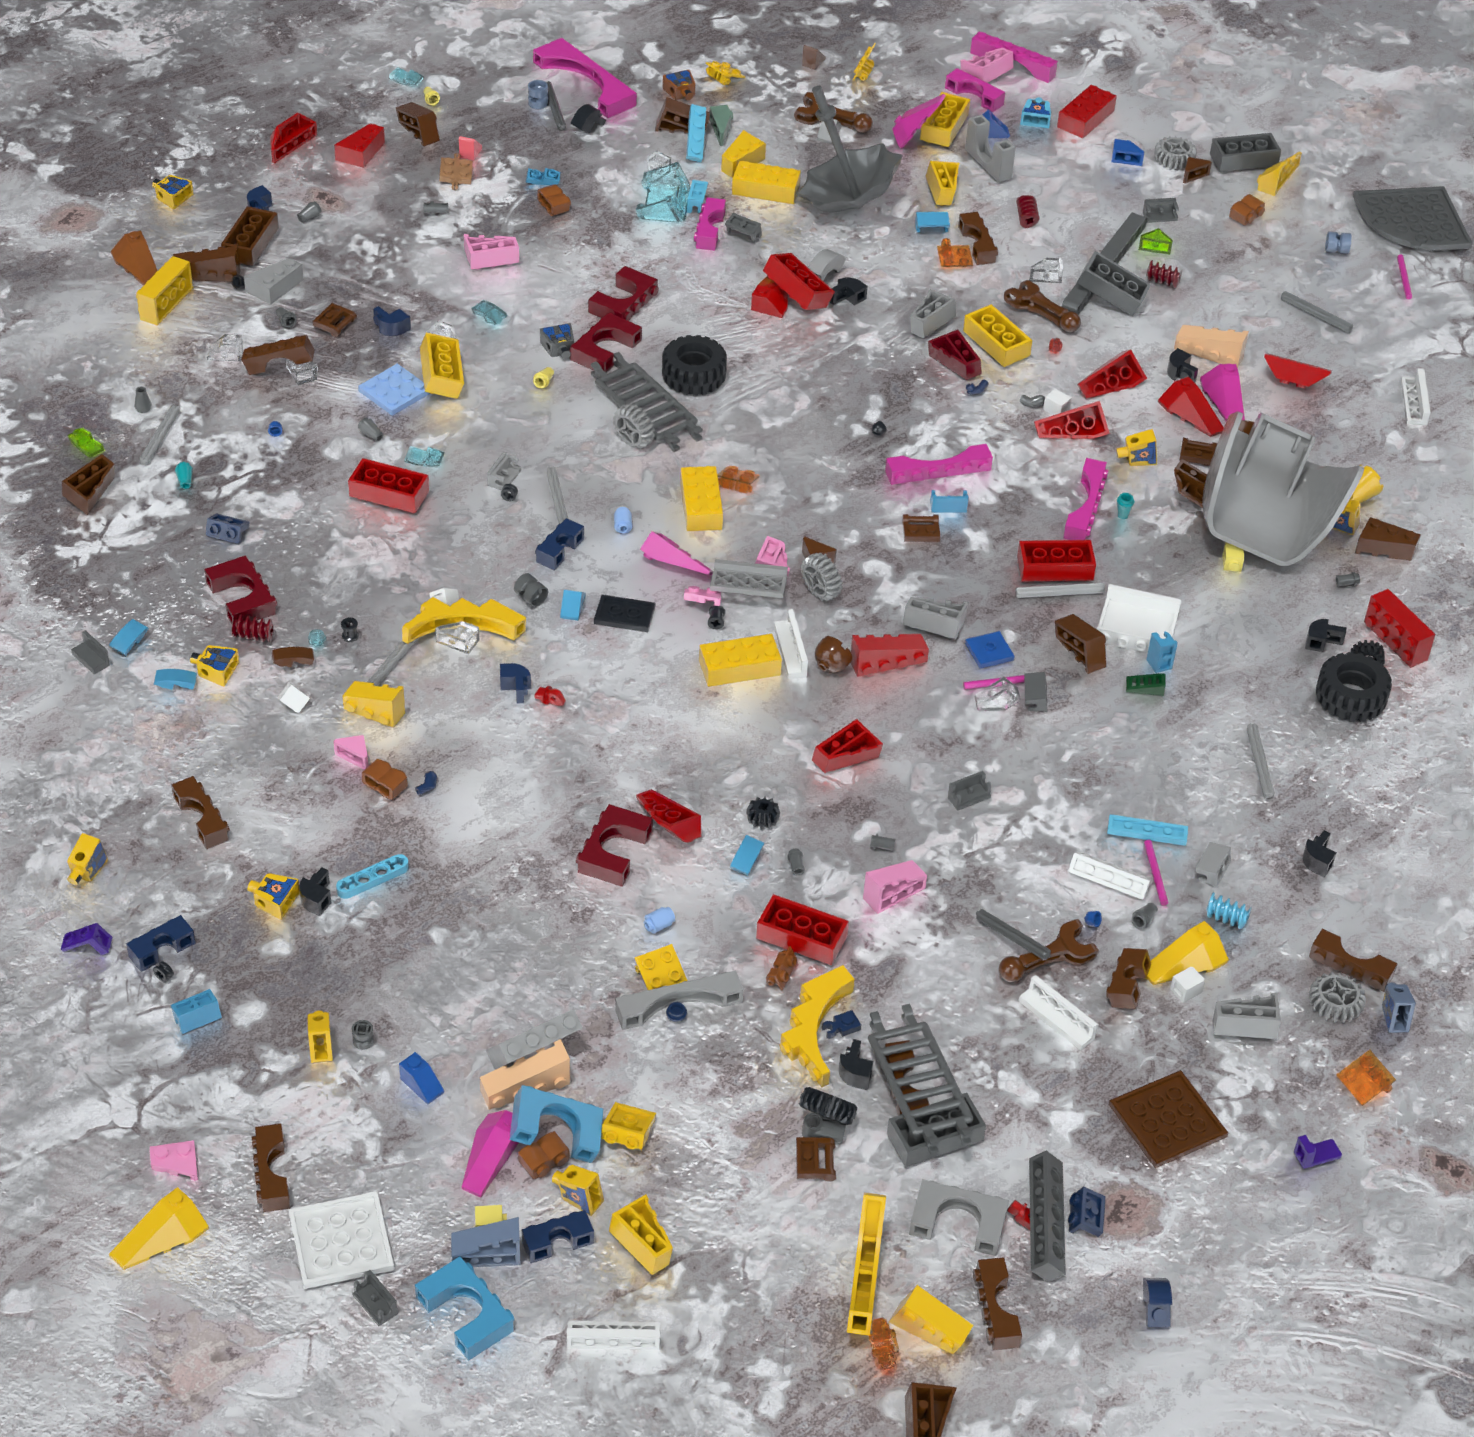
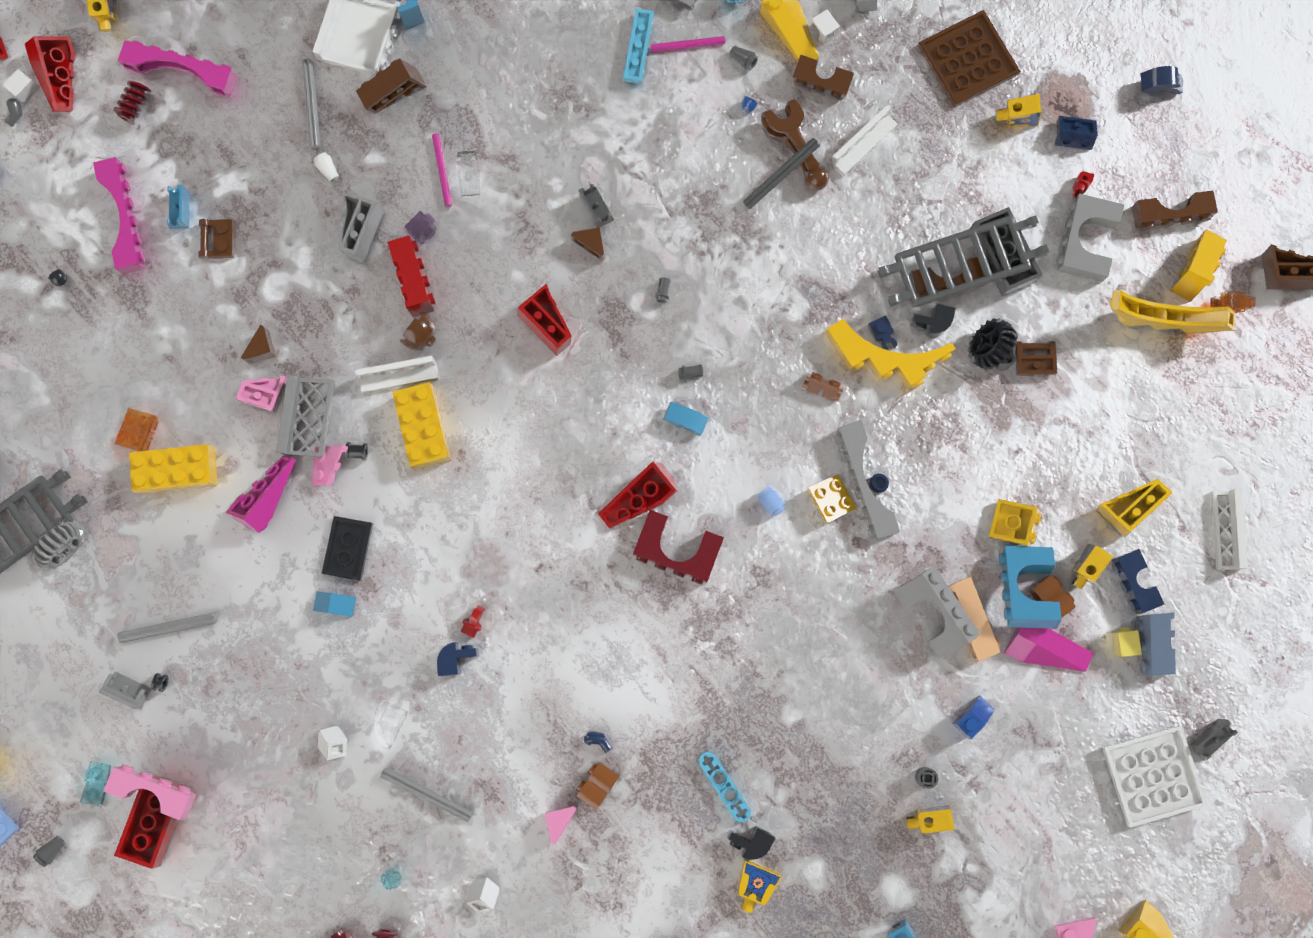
camera: 85 degrees left, 35 degrees up
(273, 1188) = (1108, 844): reddish brown arch -> none
(287, 655) = (420, 903): reddish brown slope -> none
(349, 629) = (375, 848): black bush -> none
(375, 702) = (492, 807): yellow wedge -> none
(406, 487) = (173, 800): none -> bright pink arch
(459, 1280) = (1191, 667): dark azure arch -> none
(488, 617) = (358, 721): yellow arch -> none
(531, 590) = (317, 651): dark grey wheel -> none
(551, 550) = (229, 614): dark blue arch -> none
(623, 520) = (206, 554): light blue brick -> none
(763, 812) = (627, 409): black gear -> none
(802, 928) = (782, 365): red brick -> none
(821, 576) = (305, 340): light grey gear -> none
(893, 884) = (720, 280): bright pink wedge -> none
(930, 787) = (590, 241): none -> reddish brown slope
(939, 662) = (421, 227): none -> clear purple brick
(989, 649) = (397, 178): blue plate -> none
(997, 598) = (326, 166): none -> white cone
(1036, 691) = (459, 134): dark grey hinge -> none
(1047, 1216) = (1089, 163): dark grey brick -> none
(1048, 470) = (131, 100): none -> dark red piece
(1056, 560) = (274, 102): red brick -> none
(1104, 1146) = (1021, 111): none -> yellow torso
(1110, 875) = (697, 83): white fence -> none
(1124, 505) = (189, 27): teal cone -> none
(1152, 684) = (444, 18): dark green slope -> none

